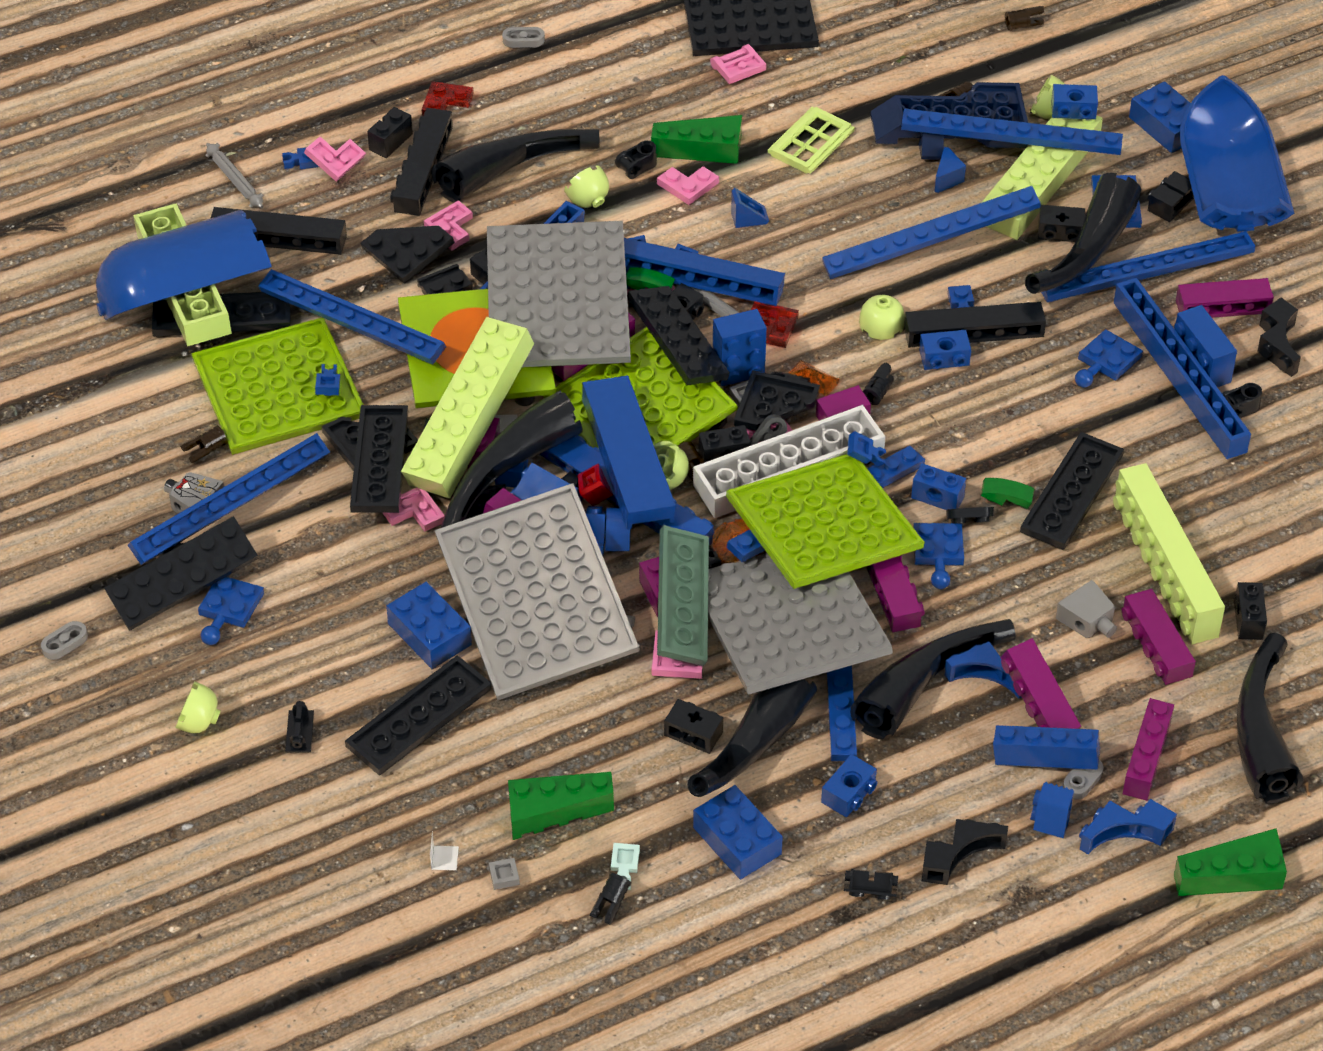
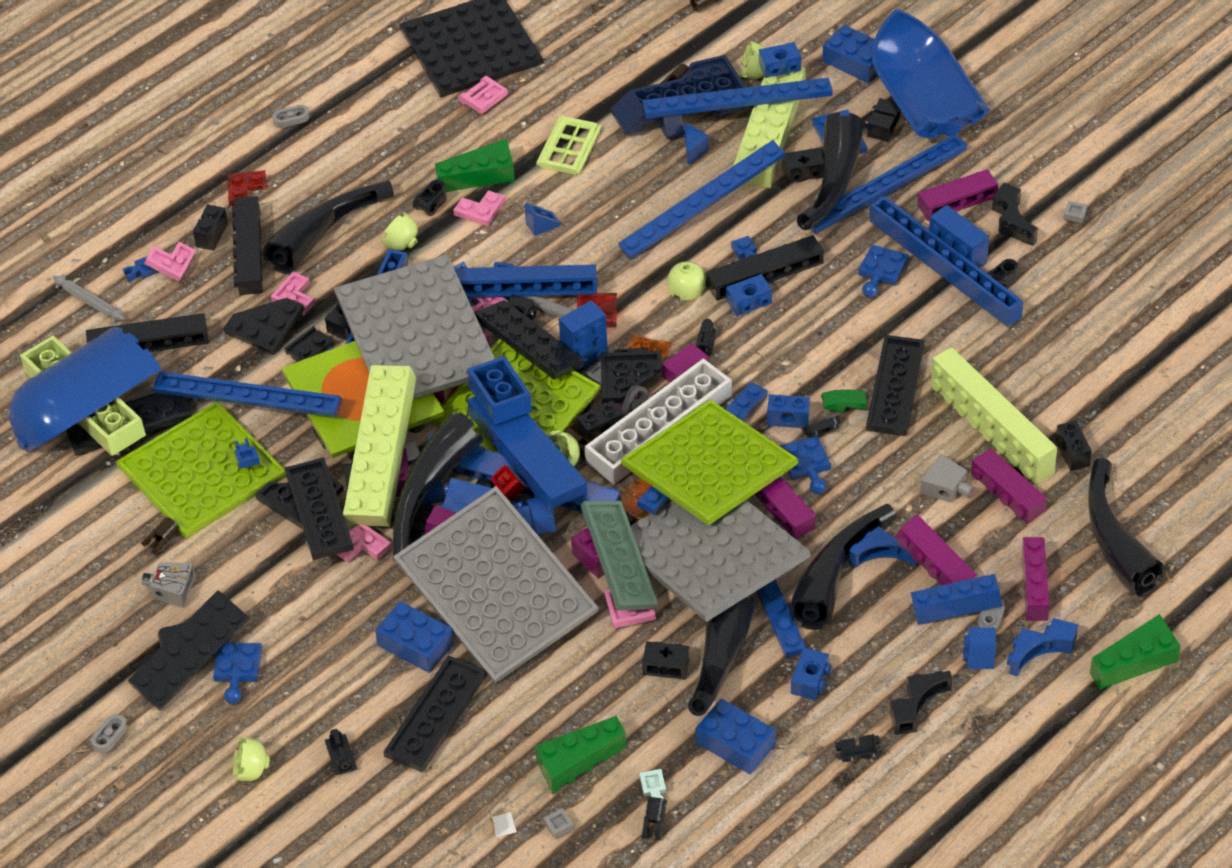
camera: 15 degrees left, 0 degrees up
(228, 499) = (203, 577): blue plate -> none
(618, 380) = (499, 390): none -> blue brick
(639, 278) = (479, 298): green slope -> none
(862, 449) = (718, 395): blue plate -> none

